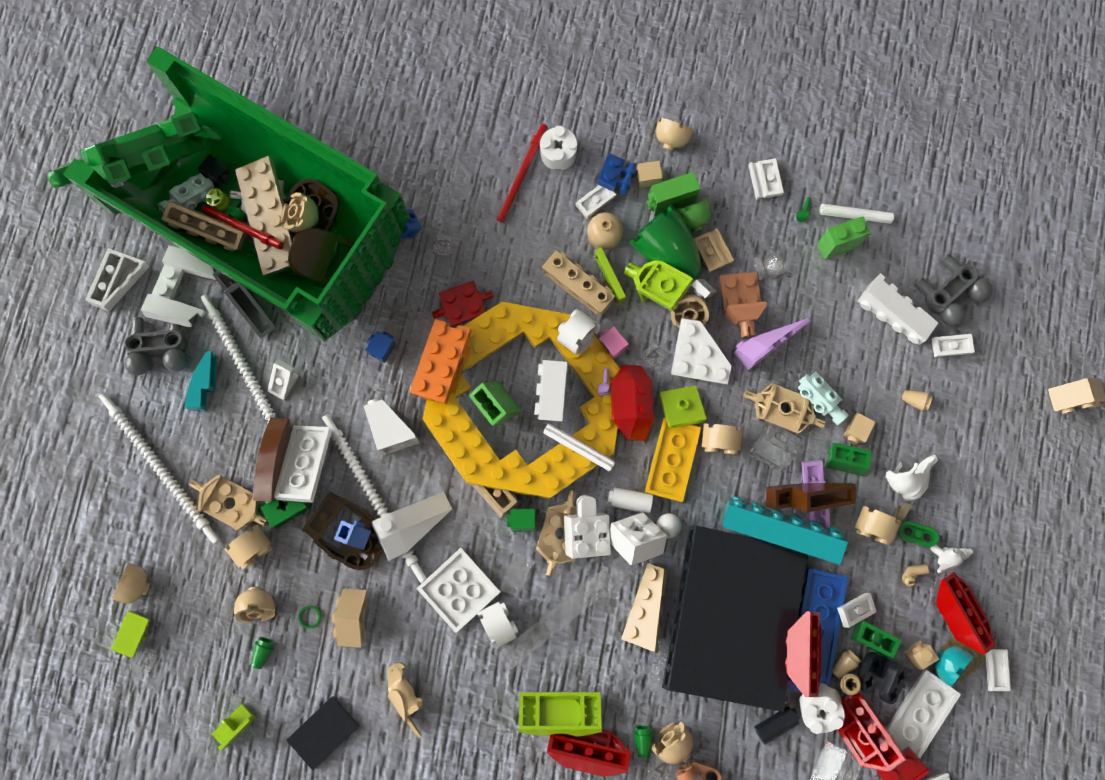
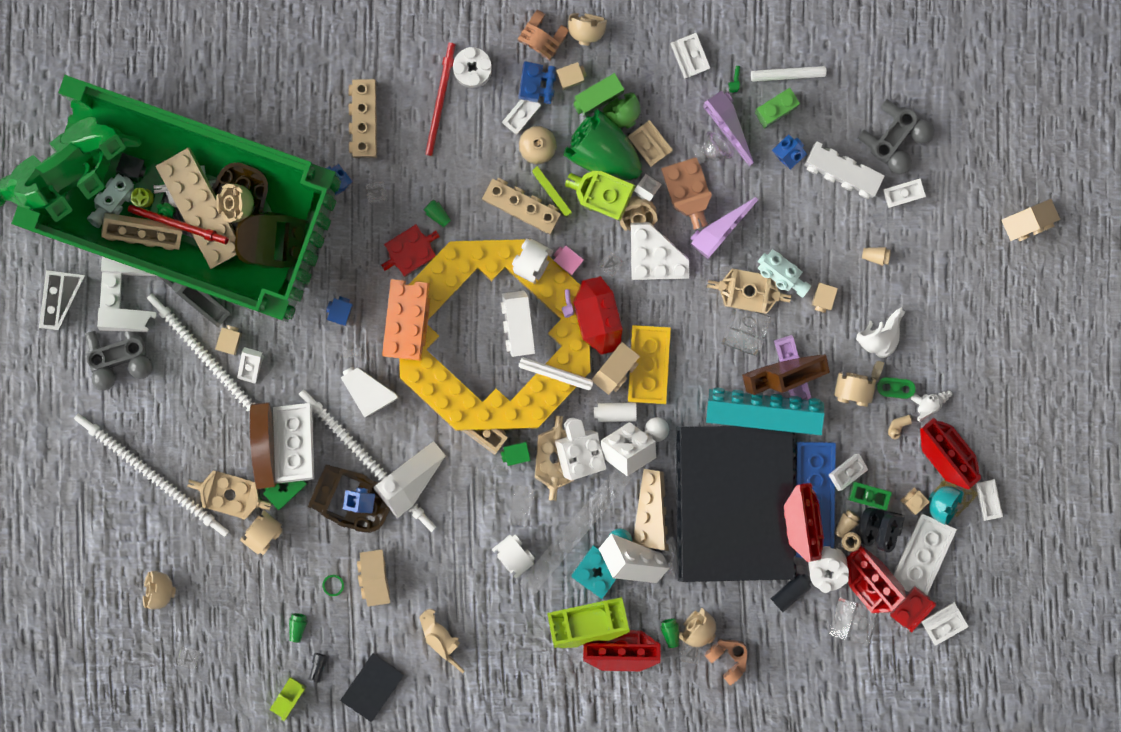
camera: 15 degrees left, 10 degrees up
(130, 634) = (171, 636): lime panel -> none
(201, 383) = (172, 384): teal slope -> none
(254, 605) = (280, 585): tan cylinder -> none
(267, 352) = (229, 340): none -> tan brick
(274, 695) = (319, 662): none -> black pin
(446, 174) = (363, 118): none -> tan brick
(458, 590) = (469, 531): white plate -> none
(495, 274) = (437, 213): none -> green cone
(495, 402) = (466, 346): bright green brick -> none
(608, 633) = (593, 559): none -> teal brick
(619, 656) = (632, 561): none -> white wedge
(629, 134) = (539, 39): none -> nougat piece
(636, 457) = (613, 372): none -> tan brick
(682, 407) = (648, 310): lime plate -> none
(723, 438) = (692, 335): tan brick -> none
(789, 238) = (725, 116): none -> lavender wedge
(847, 283) = (790, 151): none -> blue brick
(848, 459) = (818, 329): green hinge -> none

